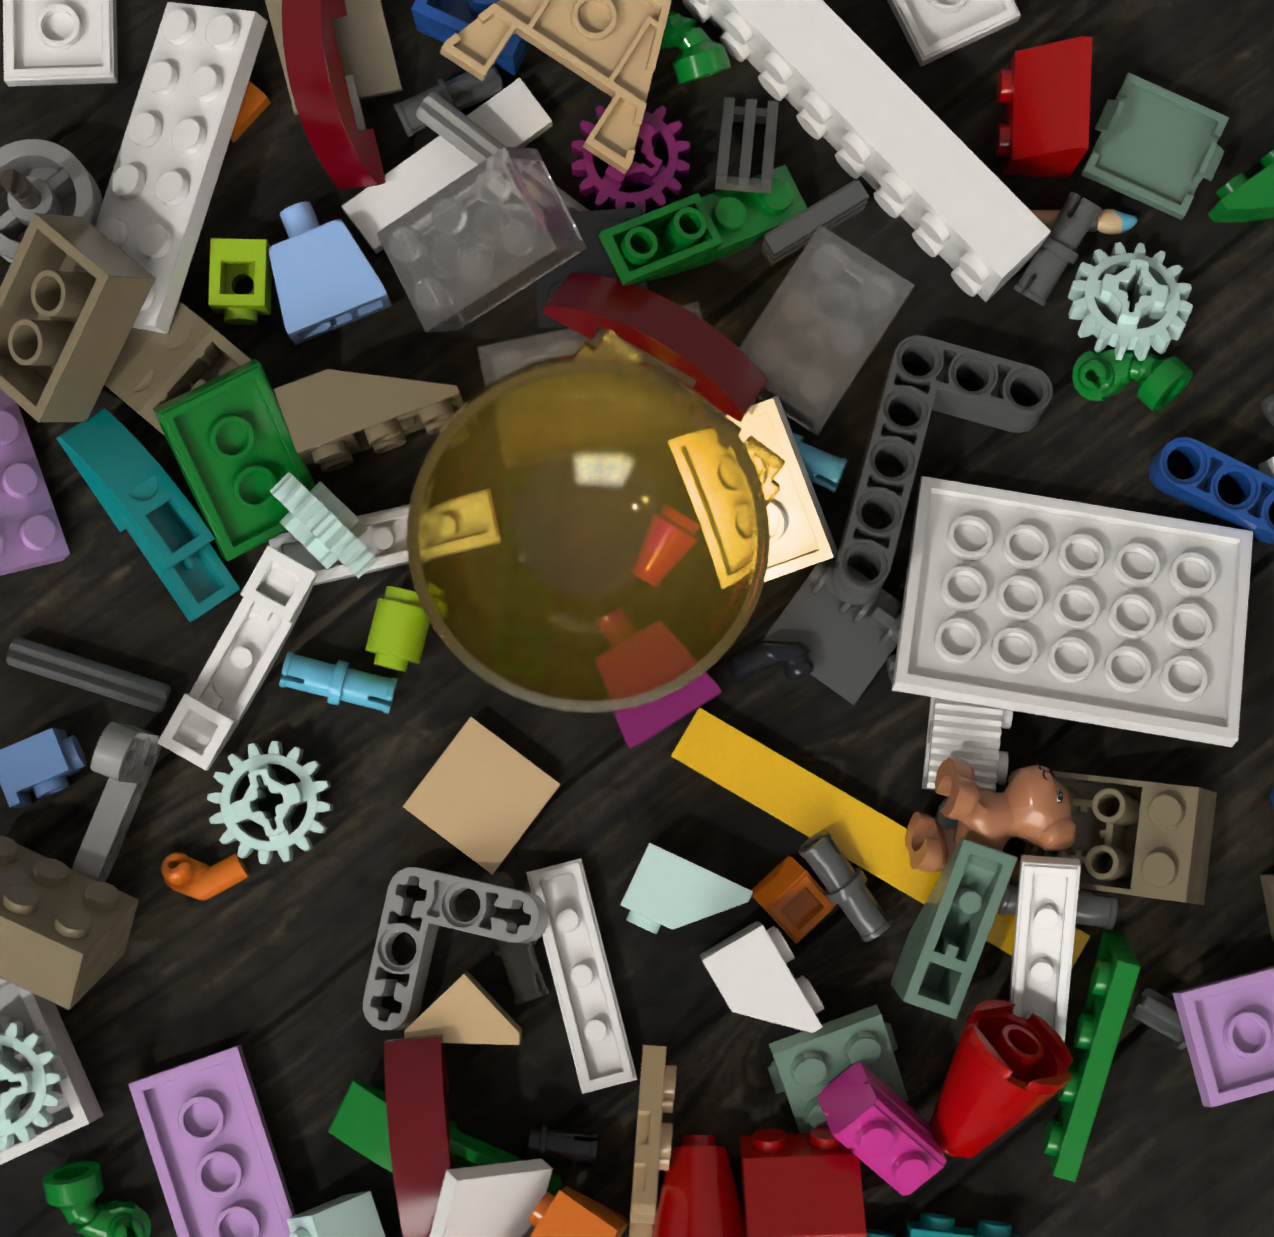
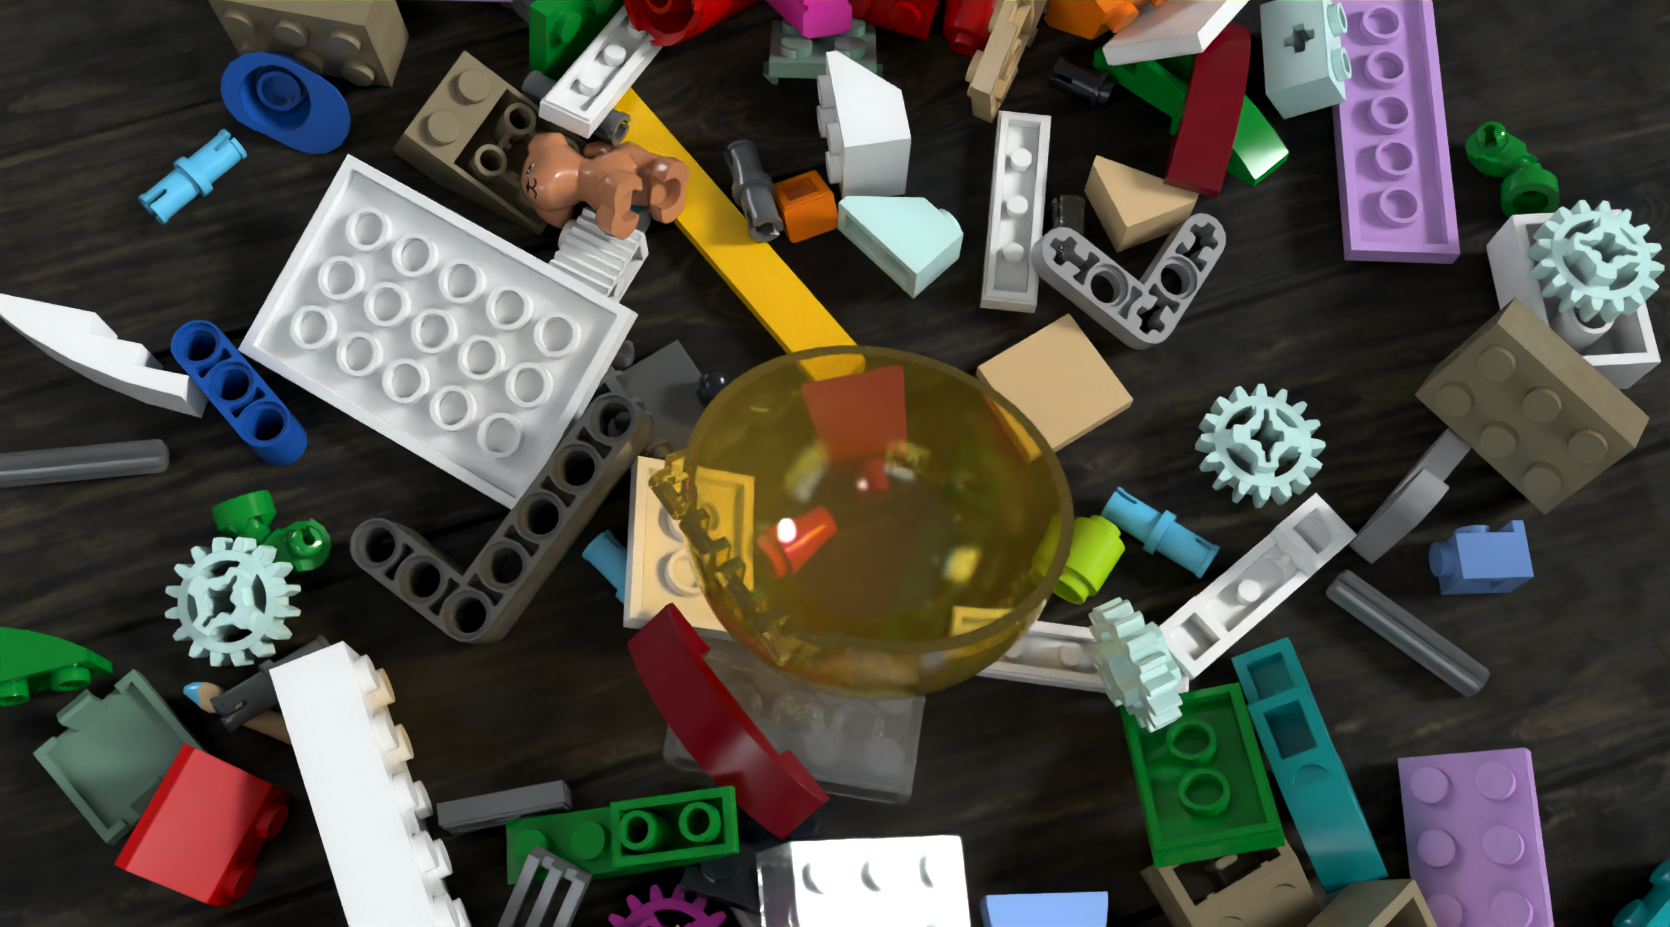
camera: 160 degrees left, 15 degrees down
(199, 879) = (1345, 408): orange arm -> none
(351, 412) = (1064, 780): dark tan slope -> none
(823, 327) = (548, 690): clear brick -> none
(953, 929) = (679, 107): sand green slope -> none

